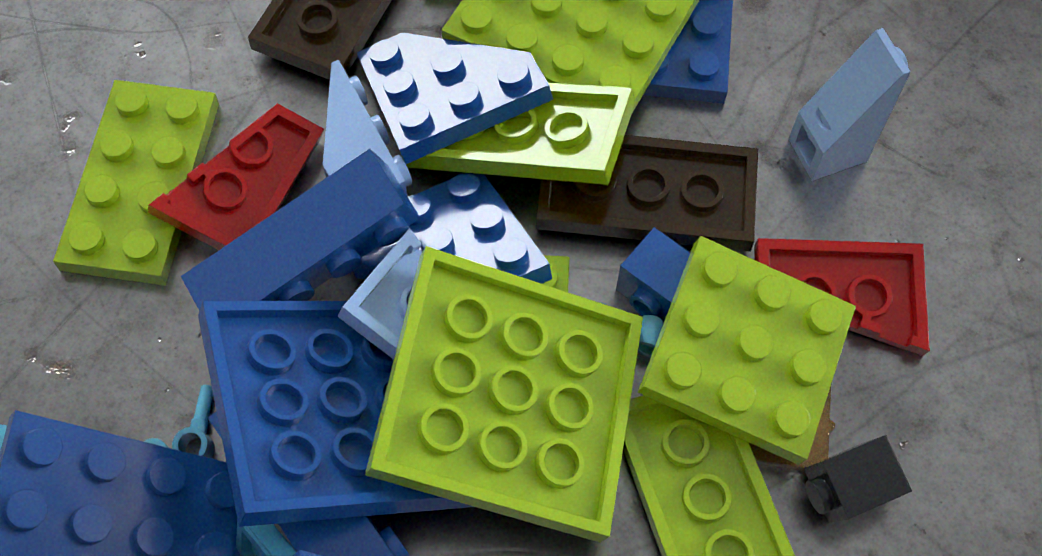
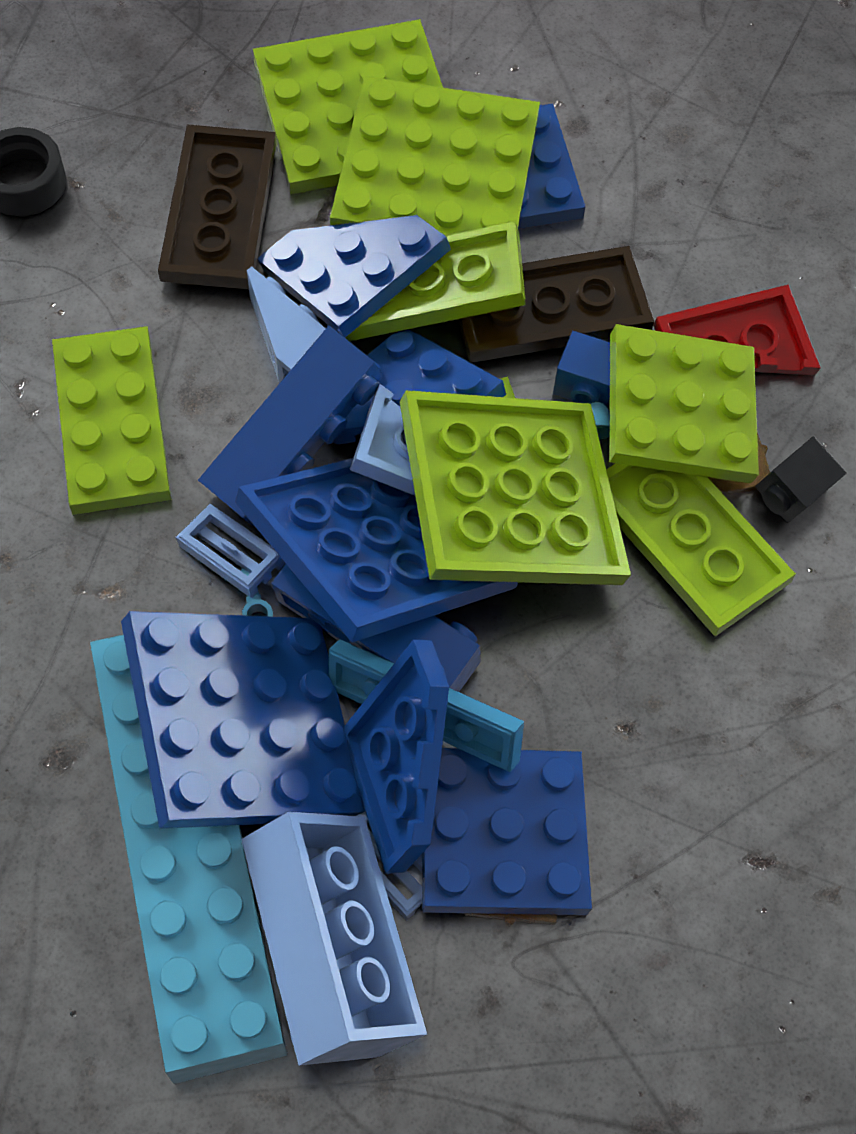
camera: 20 degrees left, 0 degrees up
(175, 324) = (258, 572): none -> light blue tile
(241, 181) = (209, 394): red wing -> none
(850, 109) = (697, 191): light blue slope -> none

